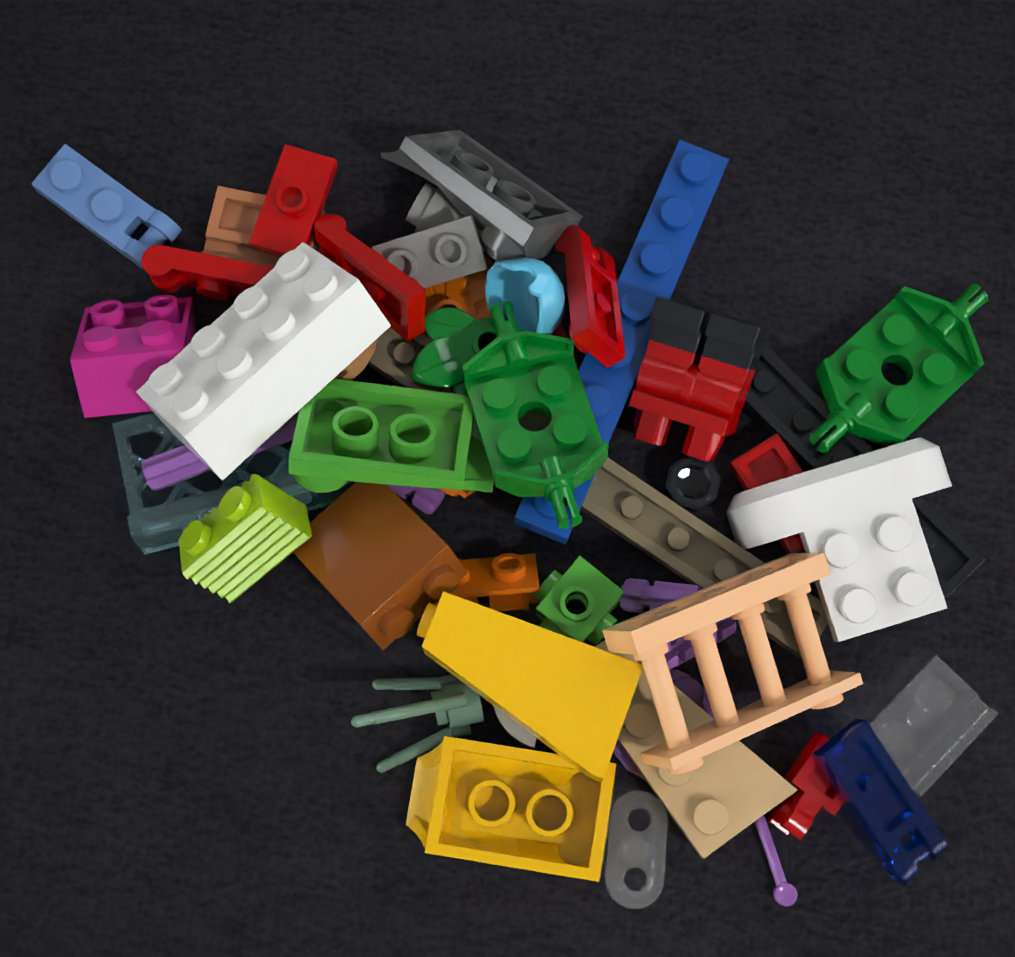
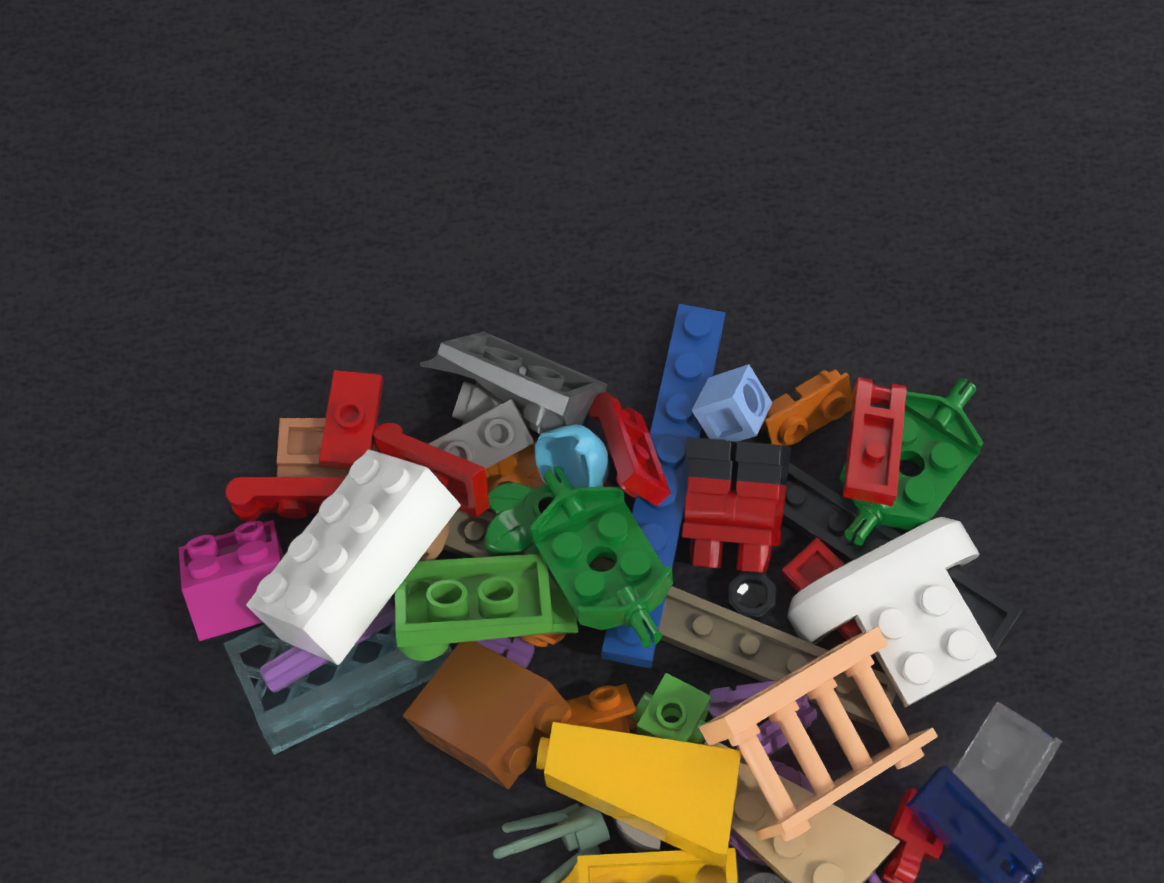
camera: 10 degrees left, 10 degrees down
(103, 204) = (179, 455): medium blue plate -> none
(243, 537) = (364, 716): lime brick -> none
(714, 268) = (732, 405): none -> light blue brick
(815, 280) = (820, 402): none -> orange hinge
(864, 341) = (874, 442): none -> red plate

